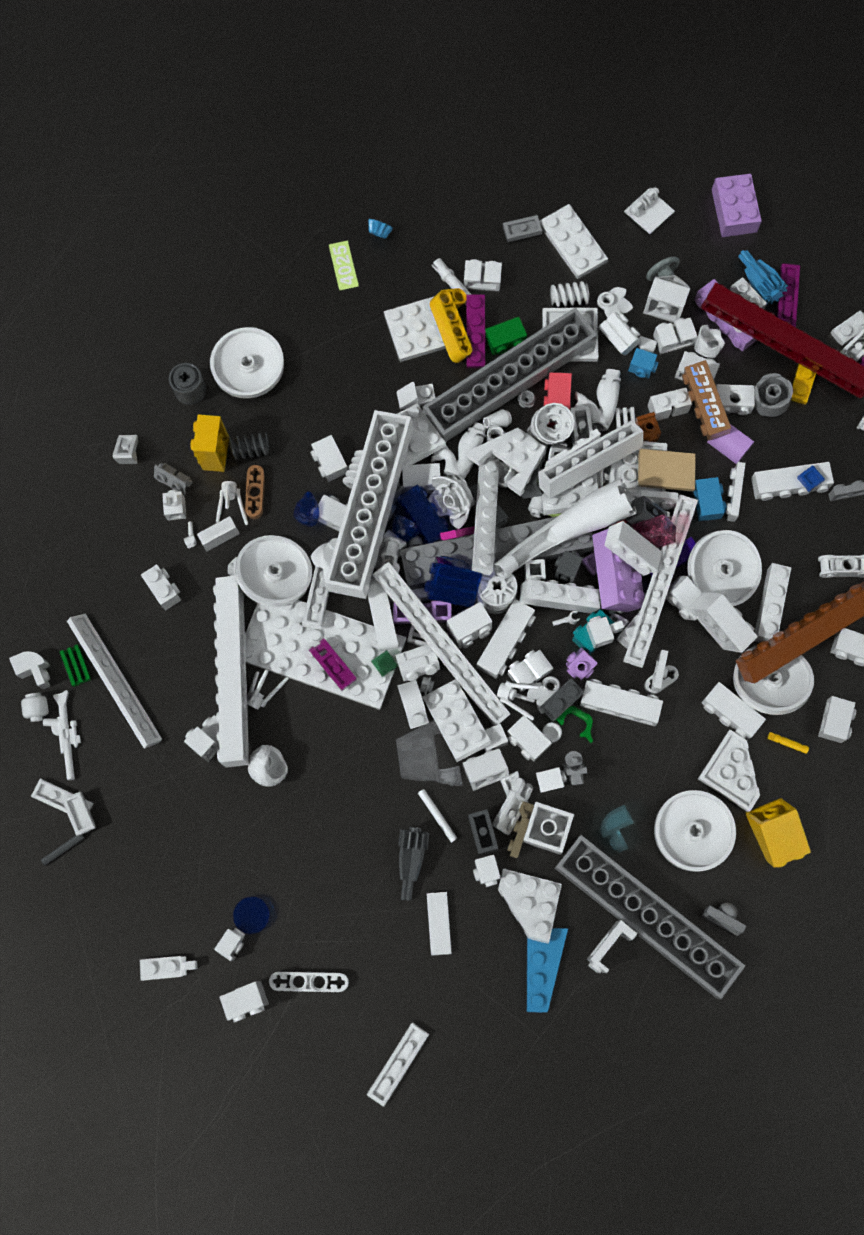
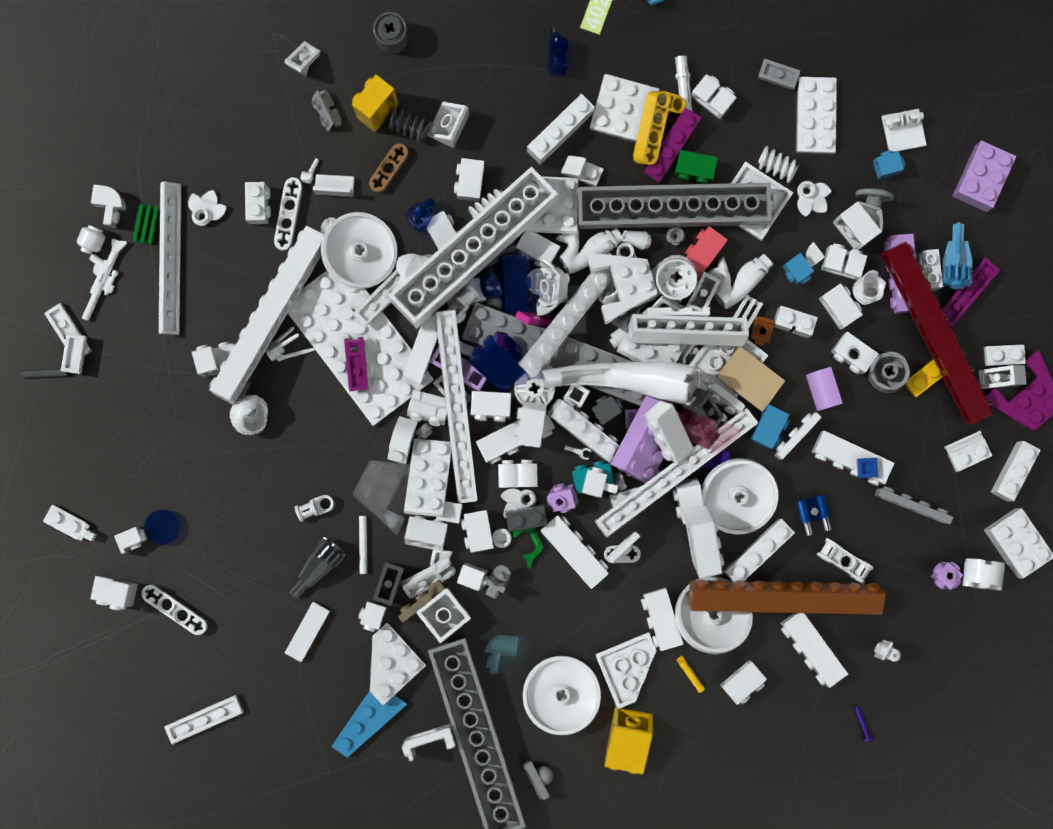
camera: 30 degrees right, 10 degrees up
(119, 617) = (206, 205): none -> white plate
(174, 505) = (312, 136): white brick -> none
(192, 581) = (288, 214): none -> white beam
(228, 492) = (365, 154): white plant -> none
(247, 362) = (454, 46): white dish -> none
(281, 425) = (449, 123): none -> white slope
(333, 318) = (557, 55): none -> clear blue hinge
(374, 810) = (314, 506): none -> white connector
(377, 373) = (560, 129): none -> white brick
(384, 663) = (400, 391): clear green tile -> none
(507, 692) = (487, 481): white plant -> none
(515, 616) = (531, 424): none -> white brick
(620, 333) = (796, 229): white brick -> none
(656, 242) = (888, 164): none -> dark azure brick
(707, 400) = (826, 341): medium nougat brick -> none
(790, 542) = (813, 509): none -> clear blue piece

